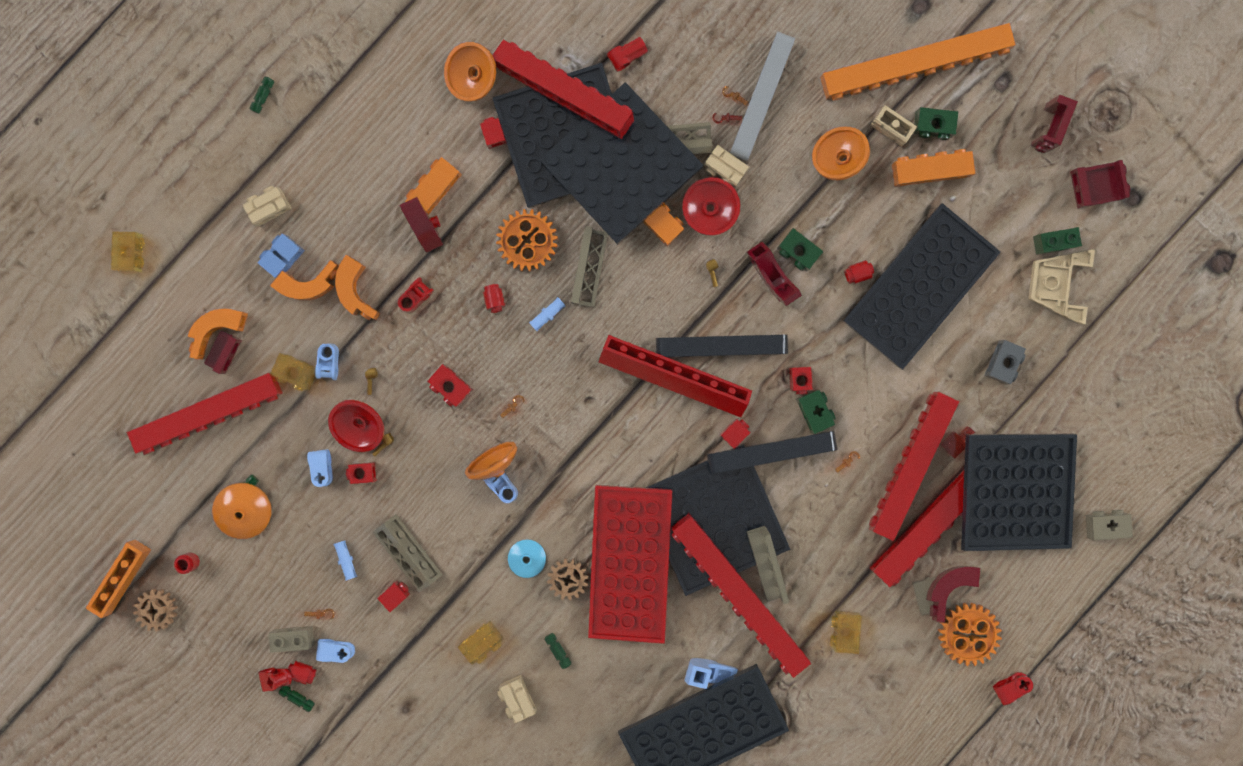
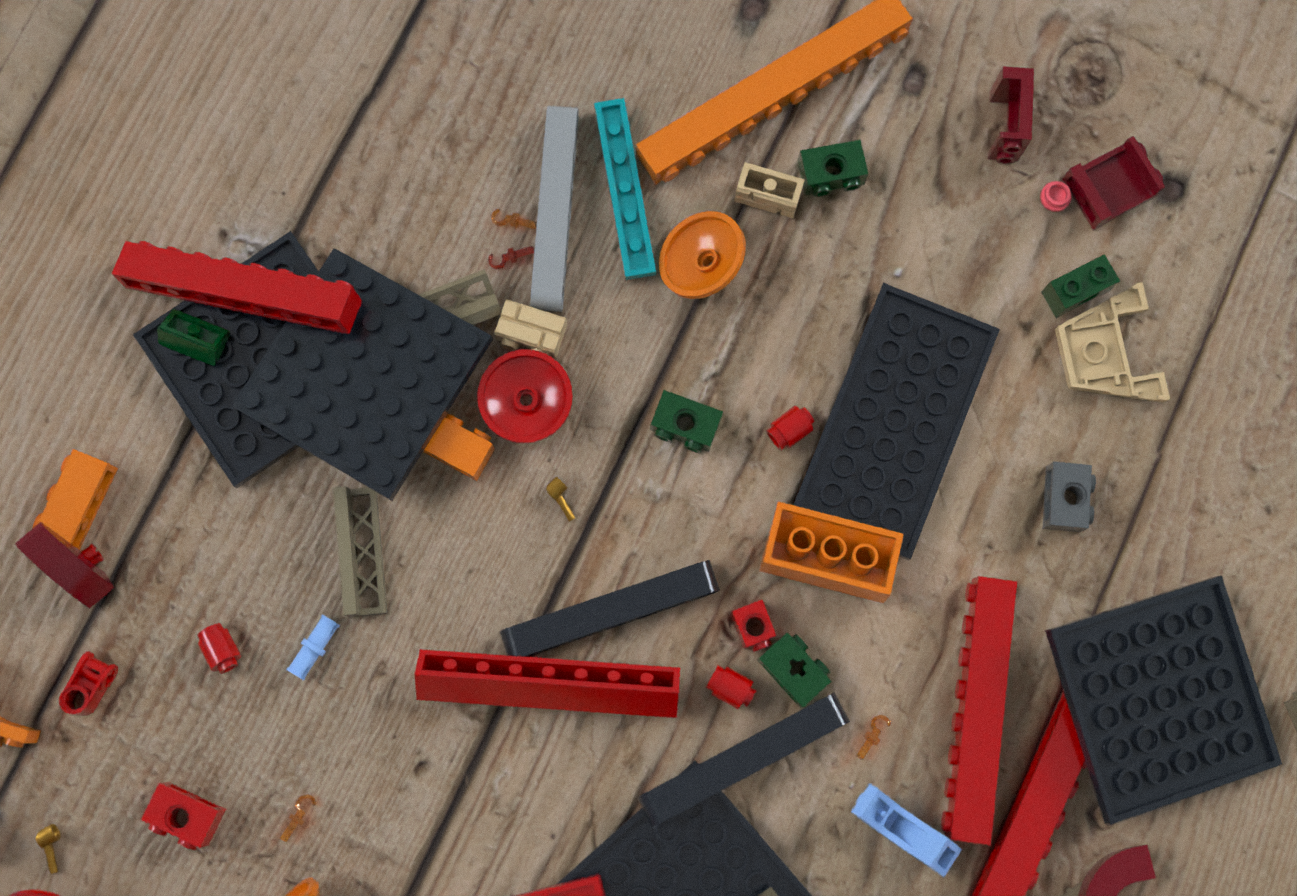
camera: 15 degrees left, 10 degrees down
(461, 70) = (74, 304): orange dish -> none
(493, 132) = (148, 388): red brick -> none
(513, 229) = (221, 527): orange gear -> none
(527, 110) = (192, 337): none -> dark green slope
(623, 55) = (321, 212): red piece -> none
(735, 432) = (676, 746): red brick -> none
(772, 274) = (655, 472): dark red arch -> none
(777, 410) = (731, 687): none -> red brick
(807, 97) = (625, 189): none -> teal plate
(849, 519) = (906, 830): none -> light blue arch
(859, 352) = (831, 552): none -> orange slope
(933, 168) = (852, 235): orange brick -> none
(955, 443) = (1034, 651): clear red plate -> none
(1062, 181) = (1055, 196): none -> coral plate

